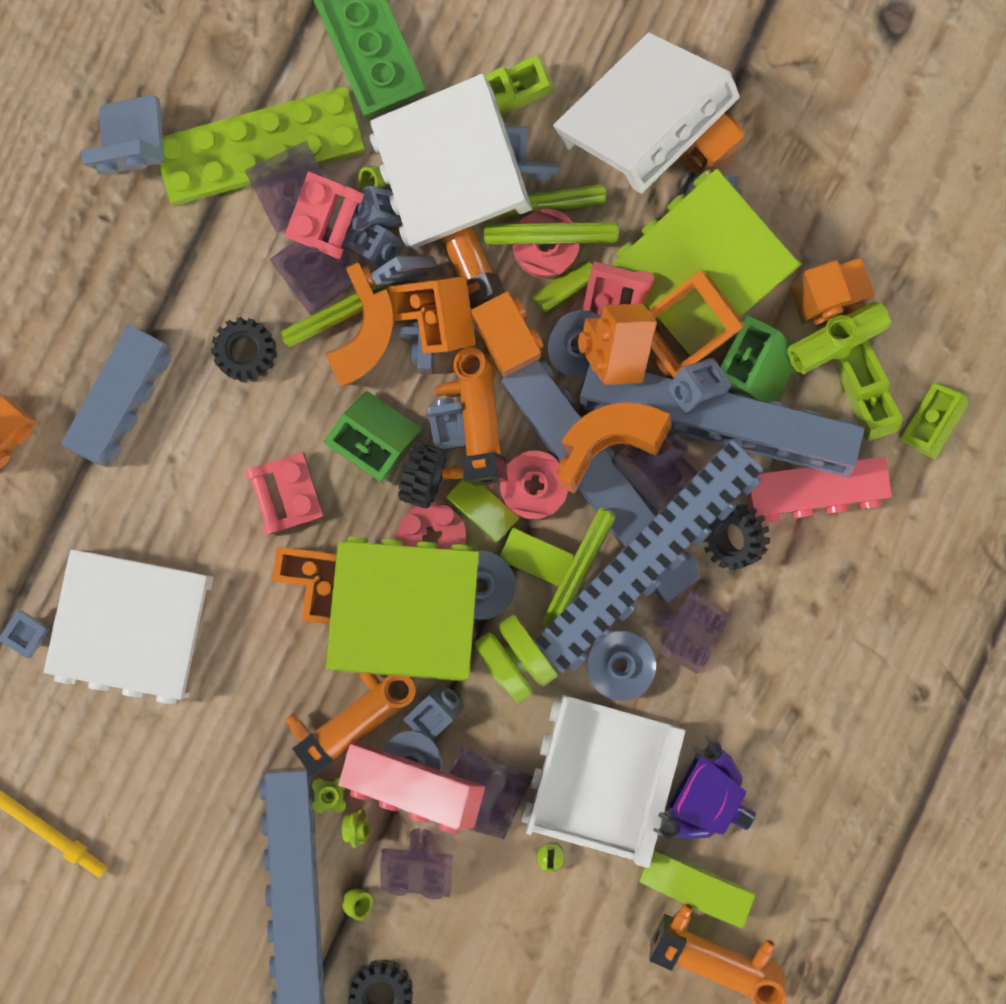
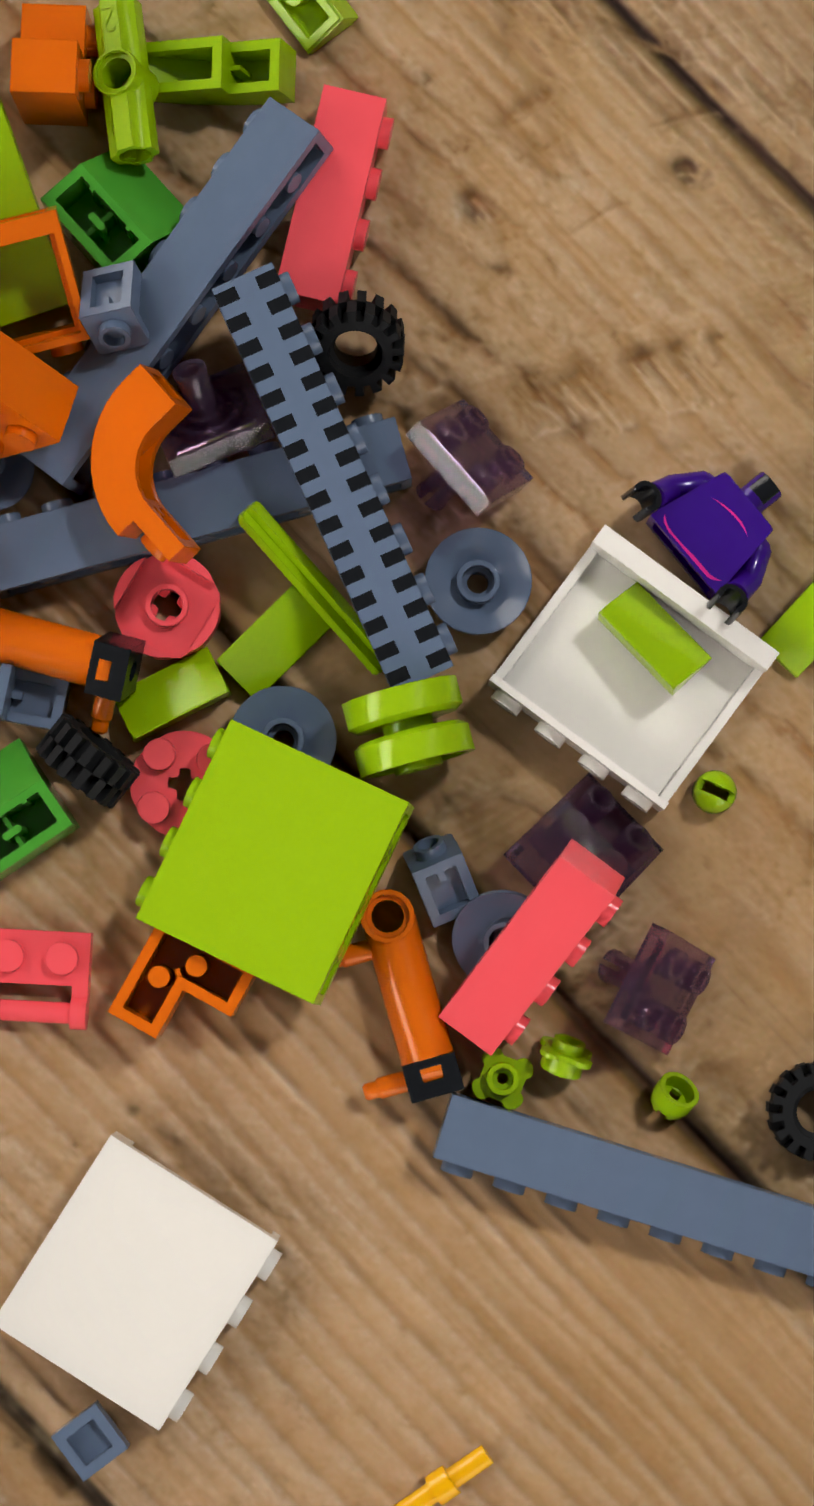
camera: 70 degrees left, 0 degrees up
(628, 785) = (654, 638): none -> lime slope

